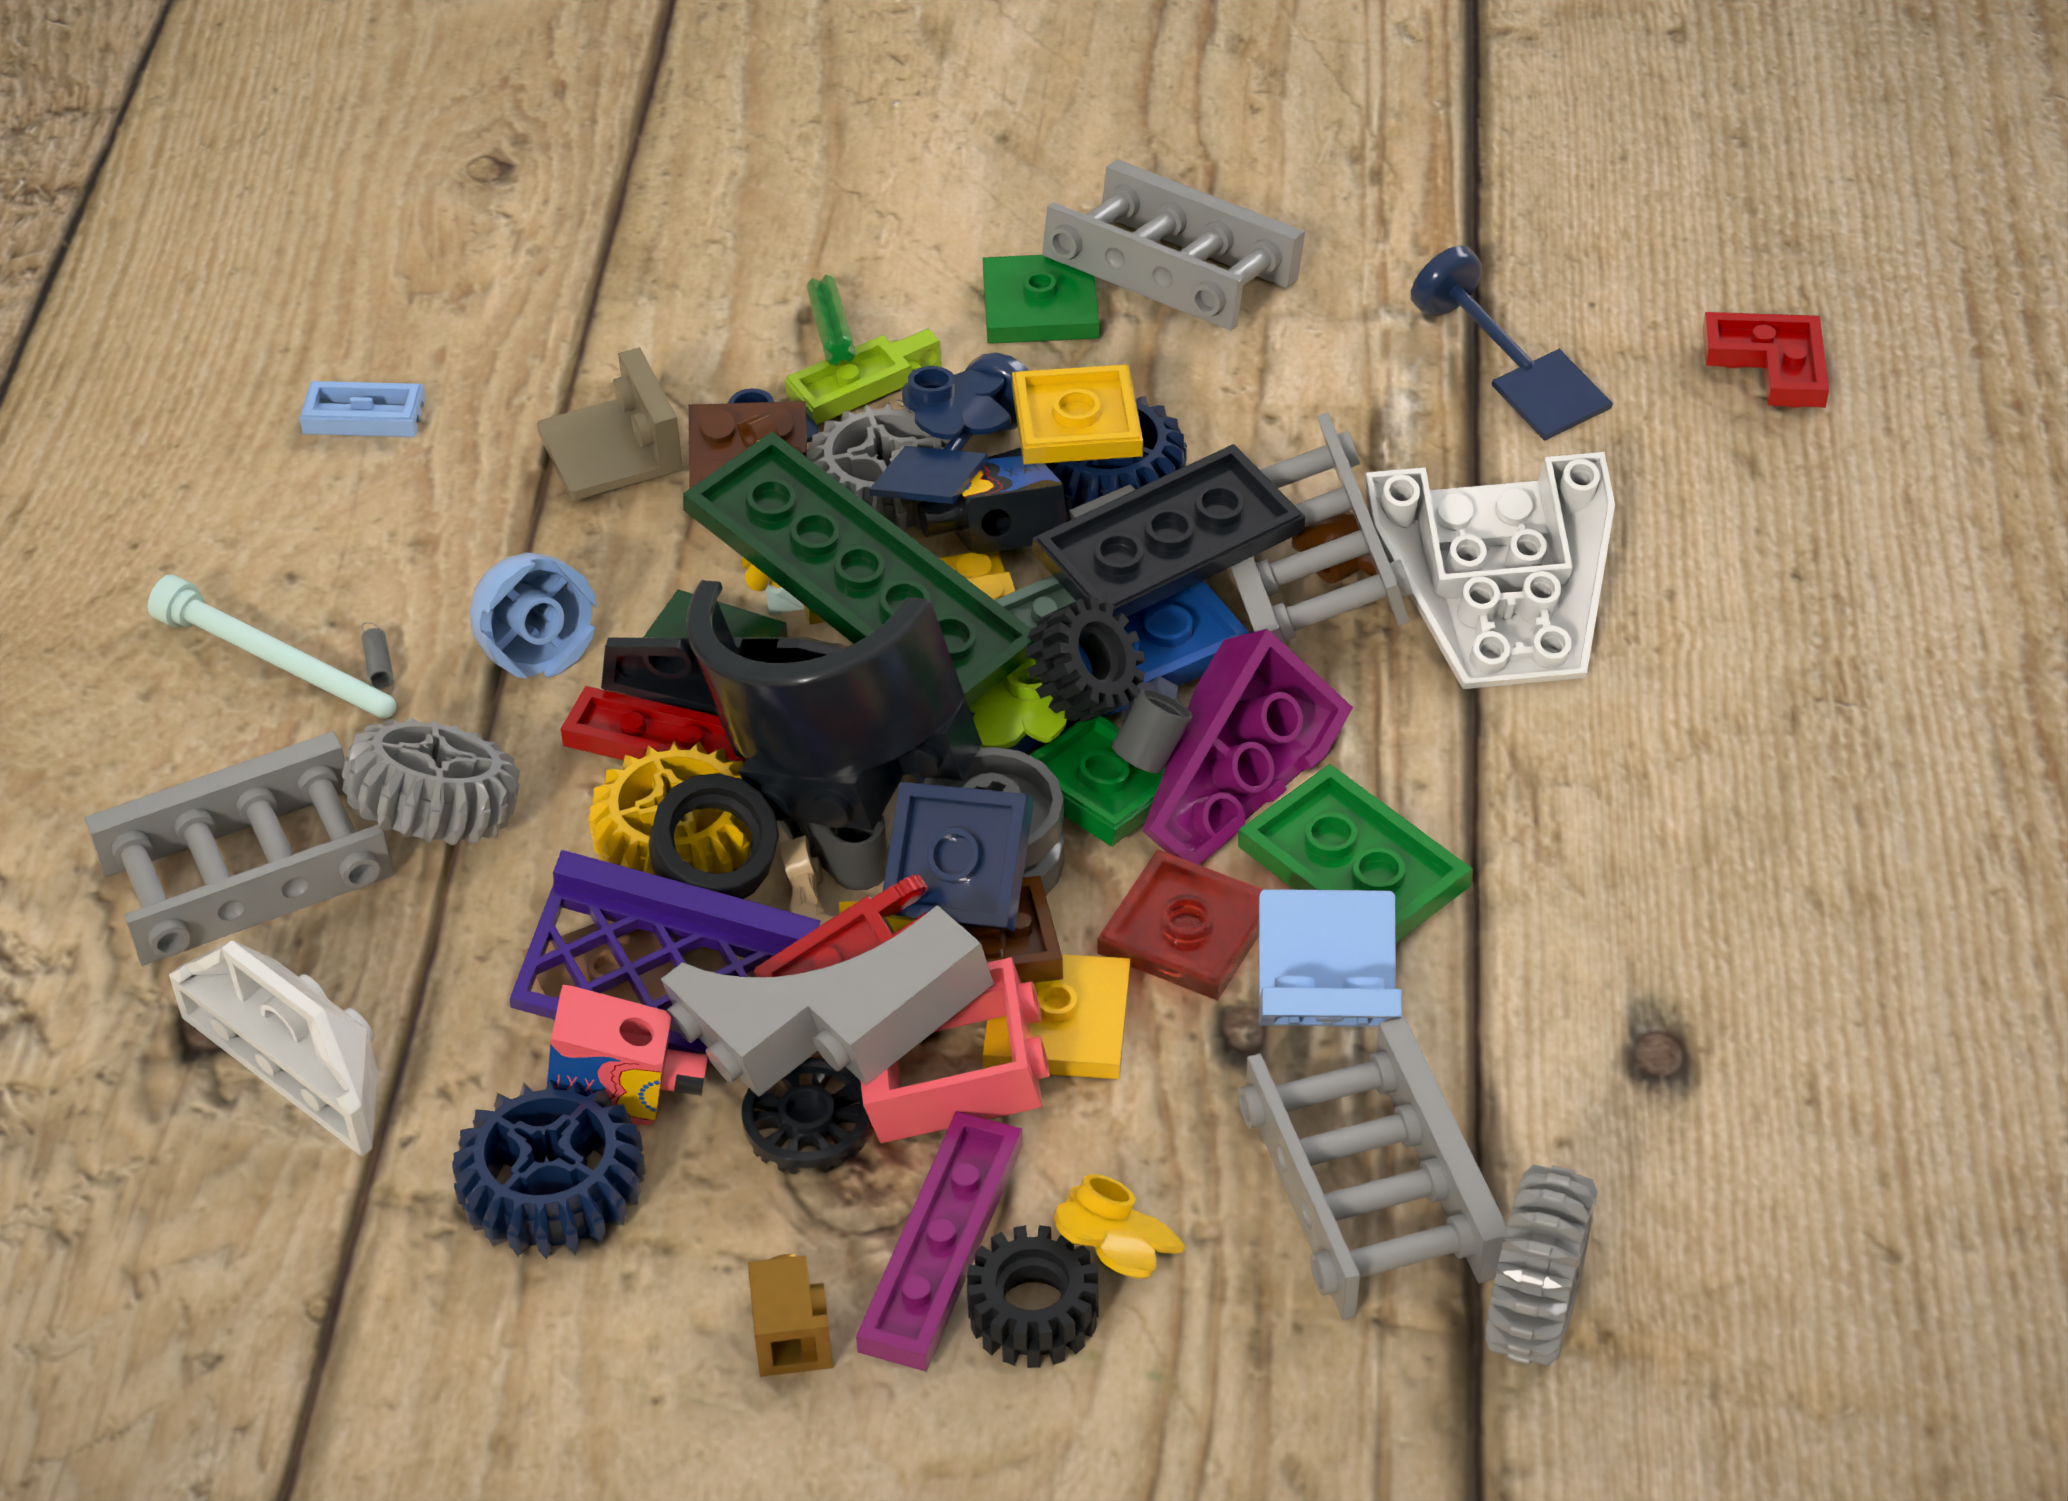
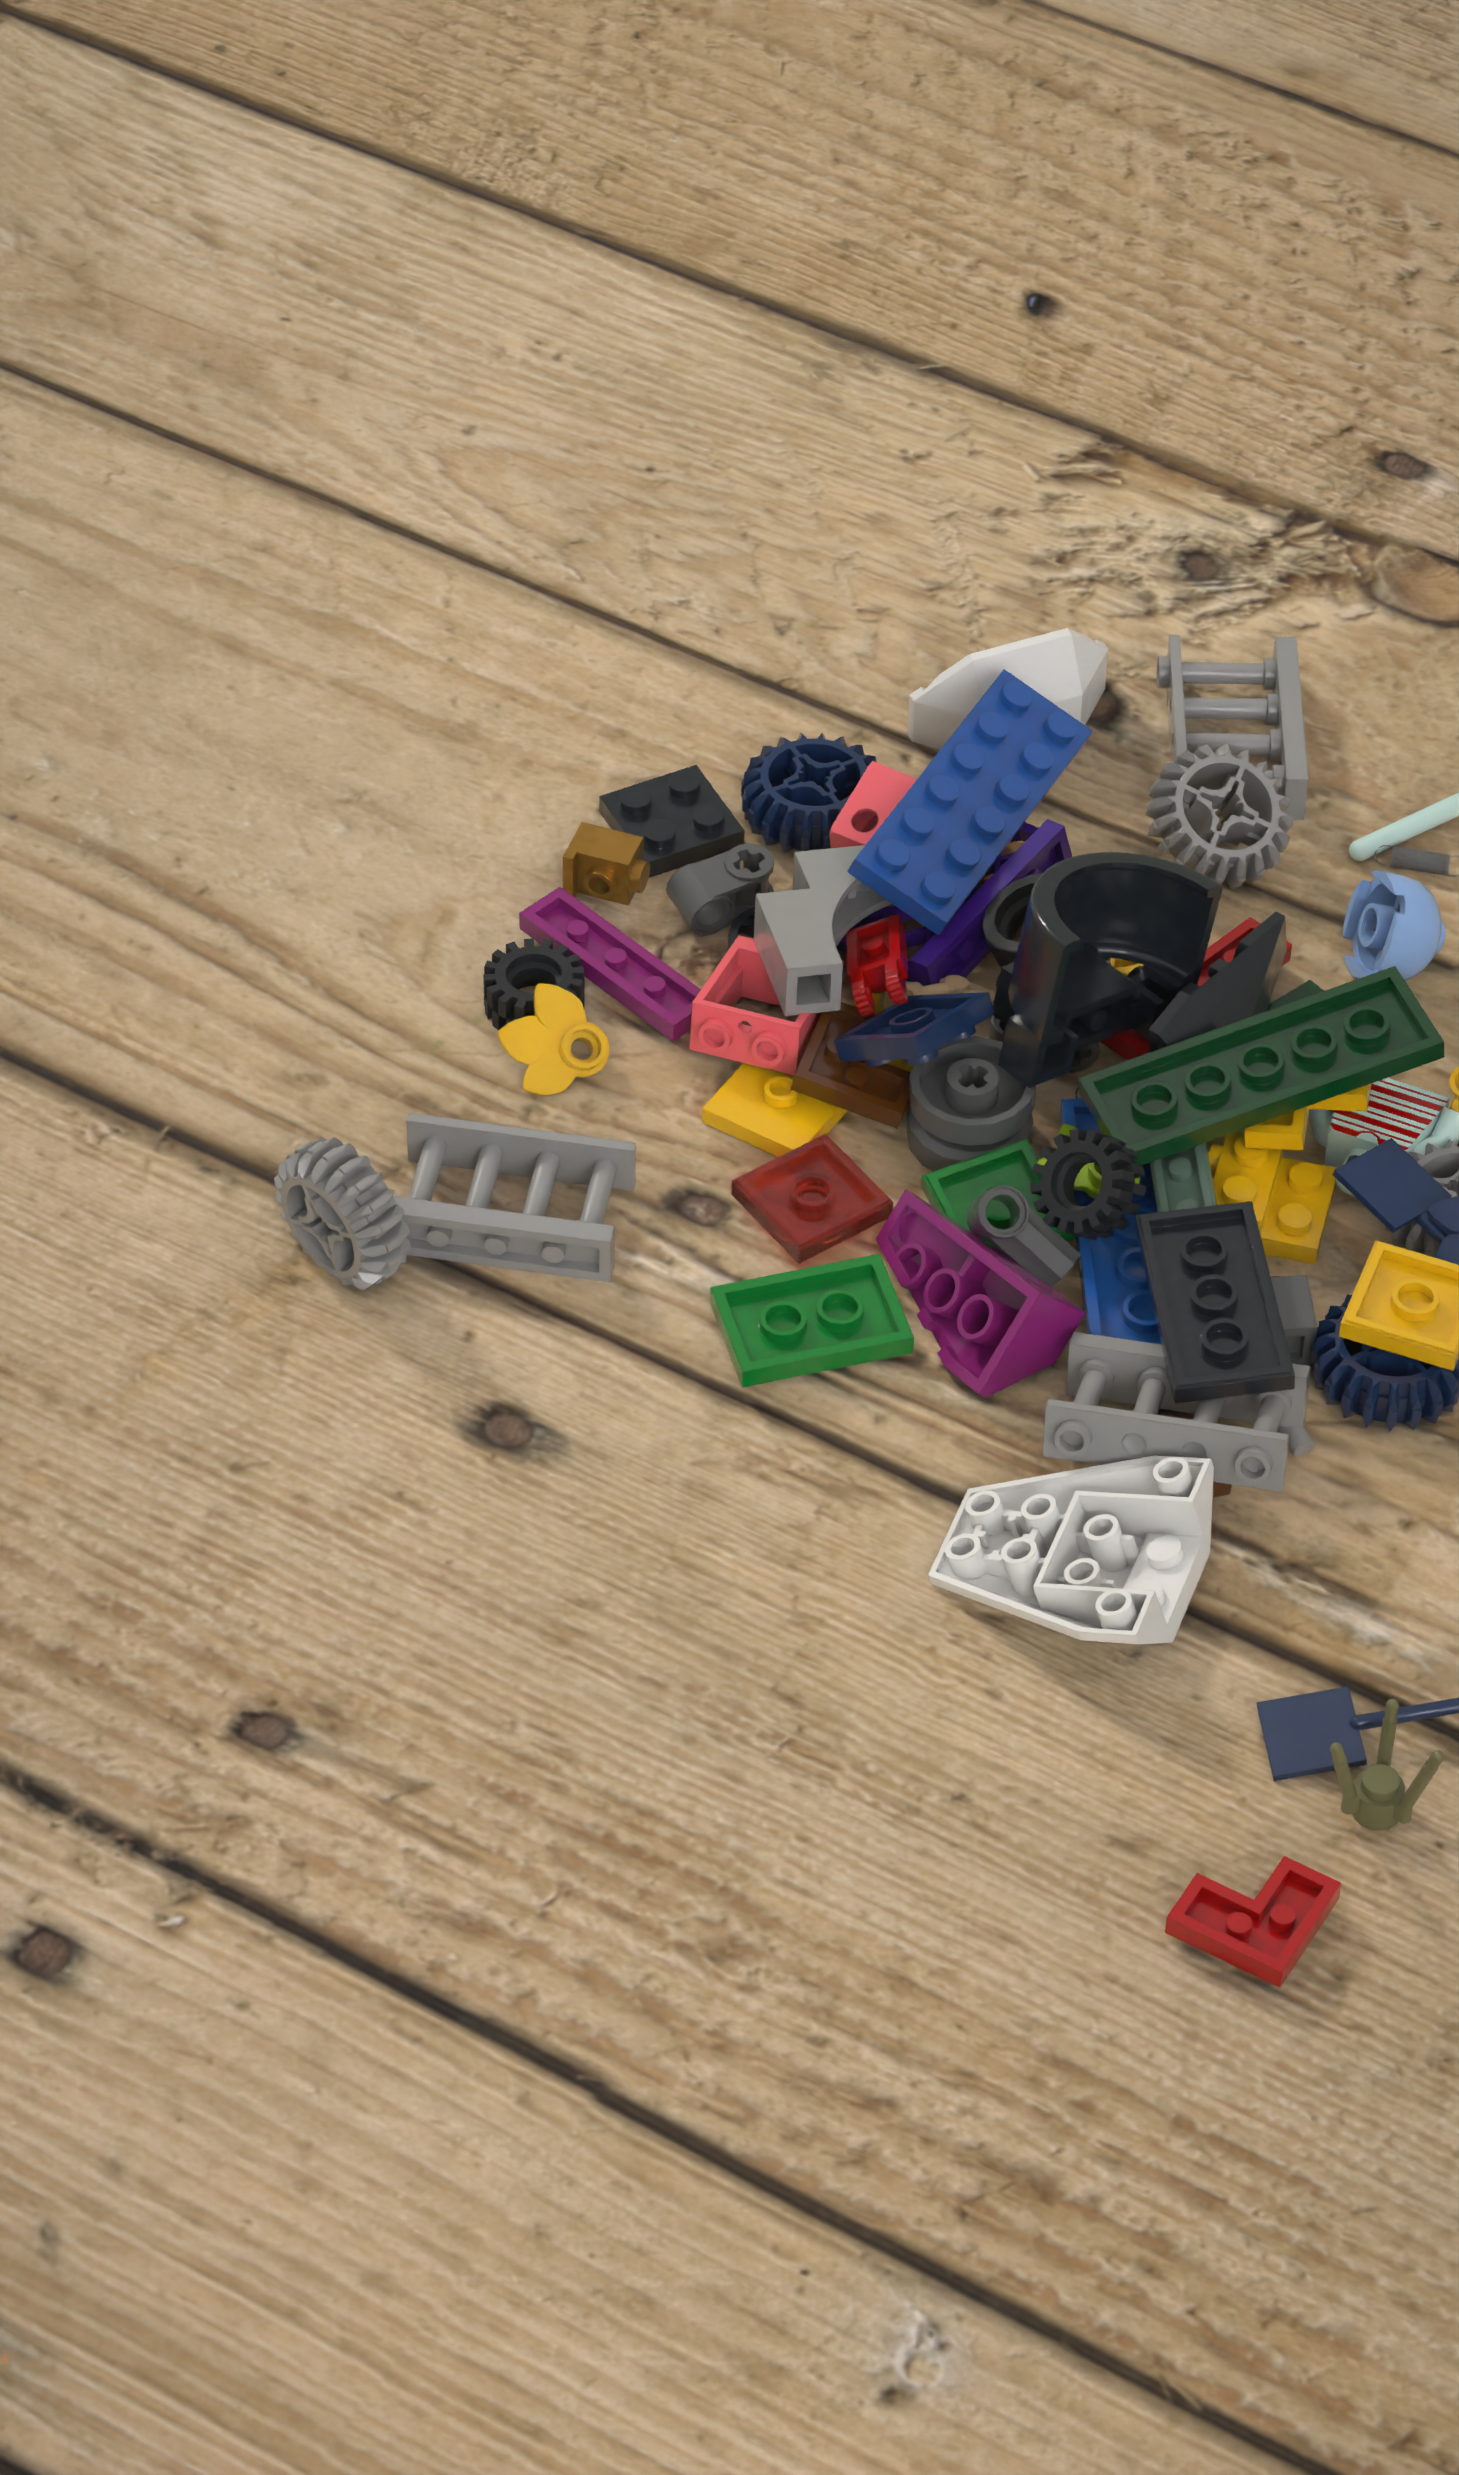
camera: 115 degrees right, 0 degrees up
(562, 938) = (970, 802): none -> blue plate
(650, 1305) = (677, 817): none -> black plate
(764, 1181) = (717, 890): none -> dark grey piece
(1000, 506) = (1339, 1243): black torso -> none
(1327, 958) = (681, 1240): light blue bracket -> none
(1591, 328) = (1379, 1792): none -> olive plant

